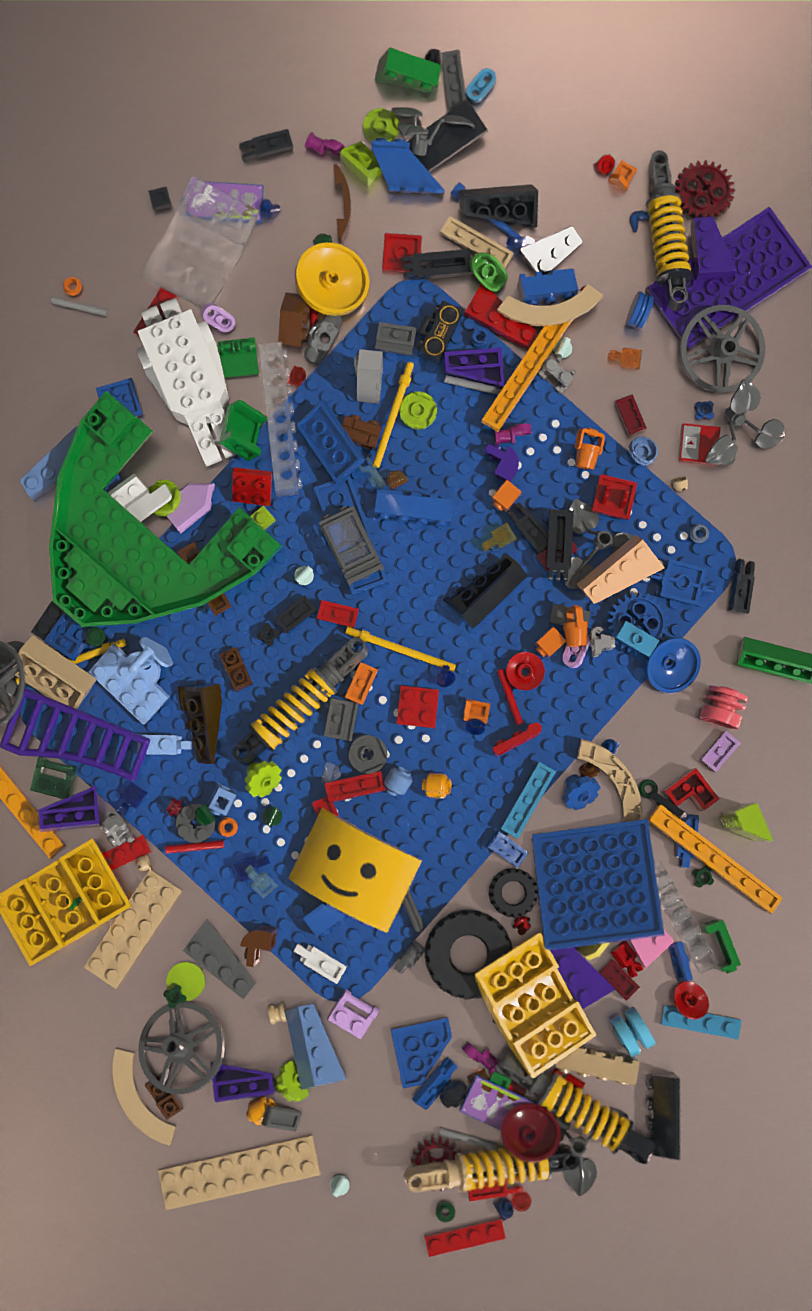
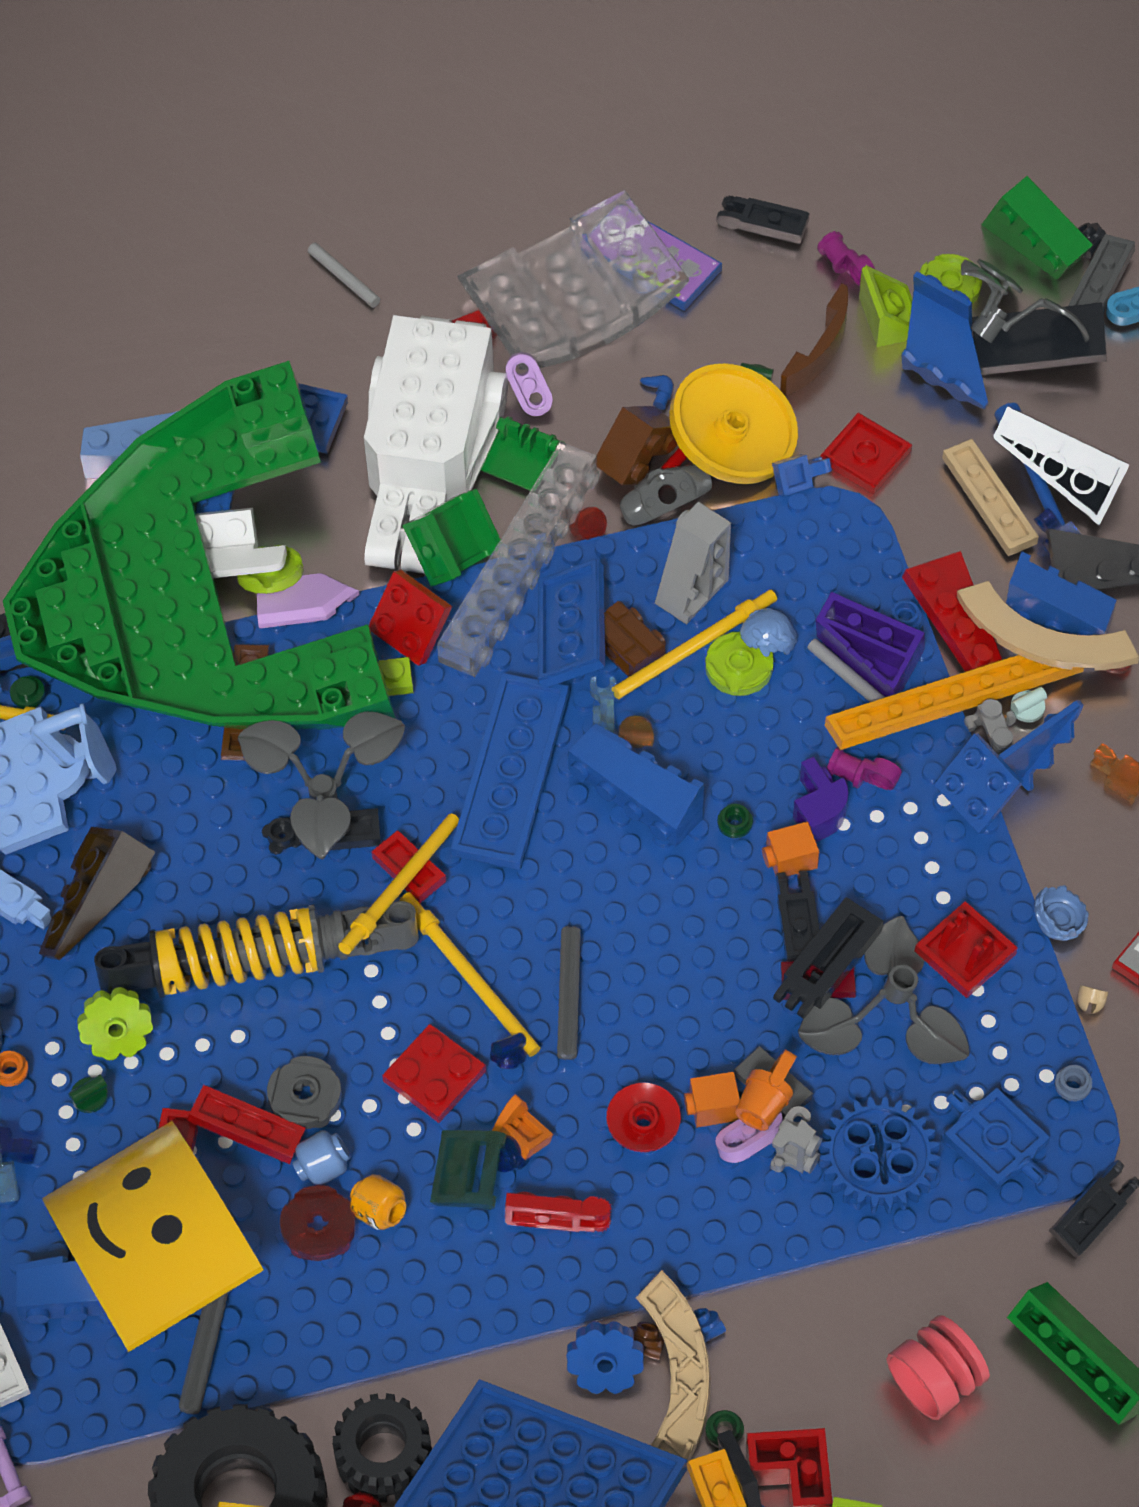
camera: 35 degrees right, 25 degrees down
(68, 282) = (353, 244): orange plate -> none
(160, 198) = (560, 204): black plate -> none
(228, 797) = (33, 1005): medium blue brick -> none
(236, 669) = (196, 855): reddish brown slope -> none
(268, 208) = (706, 294): clear blue plate -> none
(283, 278) = (665, 389): none -> blue animal
(287, 624) = (321, 817): none -> dark grey plant
(304, 575) = (397, 785): light aqua plate -> none
(331, 773) = (227, 1080): clear plate -> none
(341, 719) = (300, 1017): dark grey plate -> none
(346, 663) = (365, 923): none -> yellow bar
(350, 545) = (497, 772): dark grey door -> none
(361, 683) = (370, 985): orange plate -> none
(378, 287) = (796, 473): none -> blue plate
(395, 339) = (772, 549): dark grey plate -> none
(409, 956) = (137, 1446): dark grey hinge -> none
(416, 822) = (312, 1243): none -> clear red plate
(423, 387) = (769, 632): none -> medium blue hair
(444, 264) = (919, 498): black hinge -> none
(444, 325) = (847, 571): black piece -> none
(451, 630) = (568, 993): none -> dark grey axle
(461, 749) = (457, 1168): none -> clear green plate
(469, 490) = (735, 812): none -> dark green plate
(486, 591) = (666, 965): black wedge -> none
(488, 271) = (980, 535): bright green piece -> none
(501, 537) = (743, 903): clear yellow plate -> none
(507, 849) = (422, 1376): plate -> none
(509, 696) = (592, 1146): red bar -> none
(528, 800) = (509, 1316): dark azure plate -> none
(572, 409) = (983, 781): none -> blue piece
(586, 453) = (966, 860): orange piece -> none
(620, 570) = (911, 1054): light nougat wedge -> none
(630, 415) = (1074, 855): dark red plate -> none
(637, 639) = (859, 1168): dark azure plate -> none
(681, 668) = (901, 1279): blue dish -> none
(720, 751) = (888, 1443): lavender plate -> none

